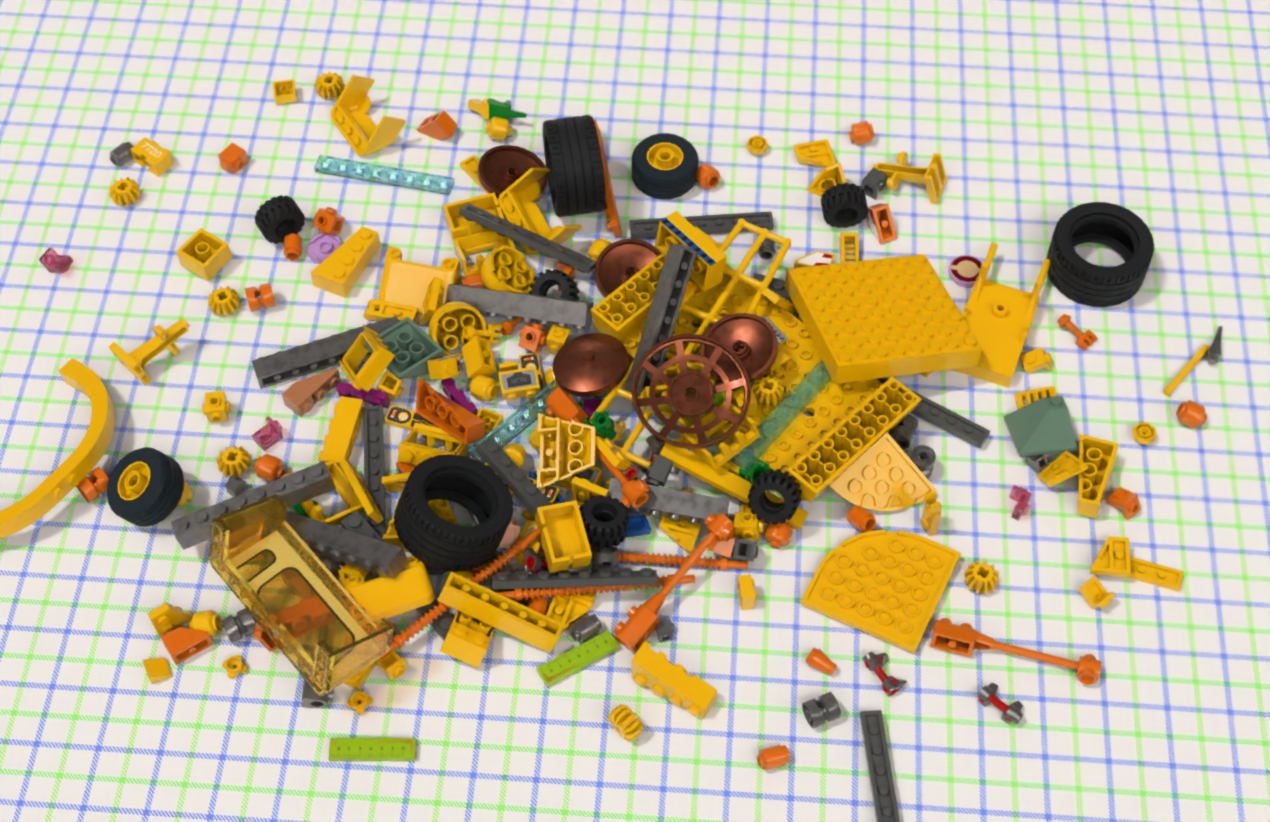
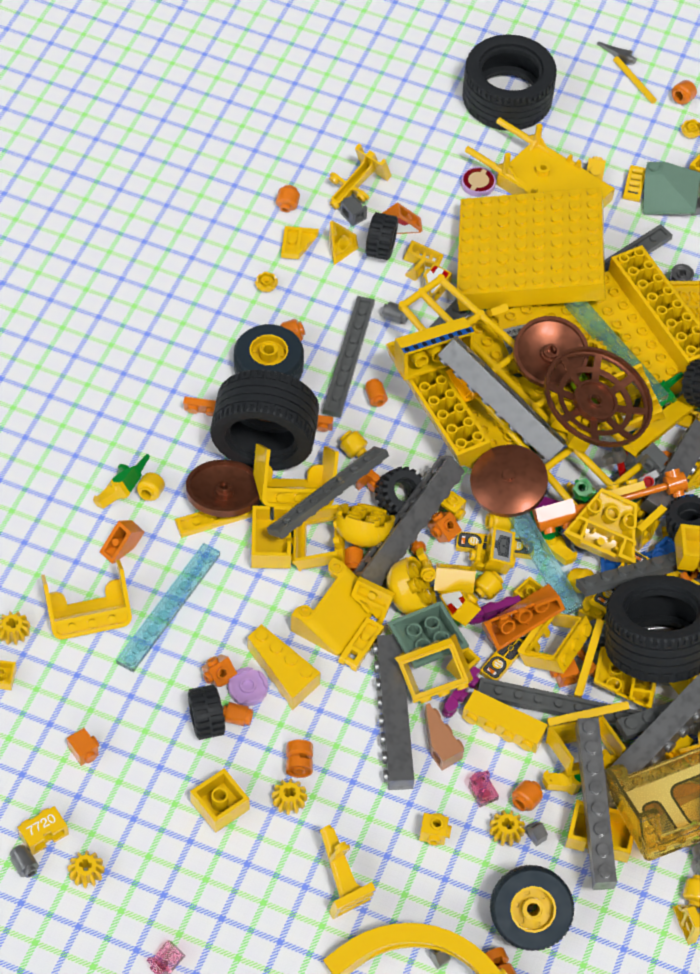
camera: 75 degrees left, 0 degrees up
(621, 262) = (395, 424): copper dish -> none
(829, 248) = (416, 269): none -> yellow slope
(1084, 339) = (579, 129): orange hinge -> none

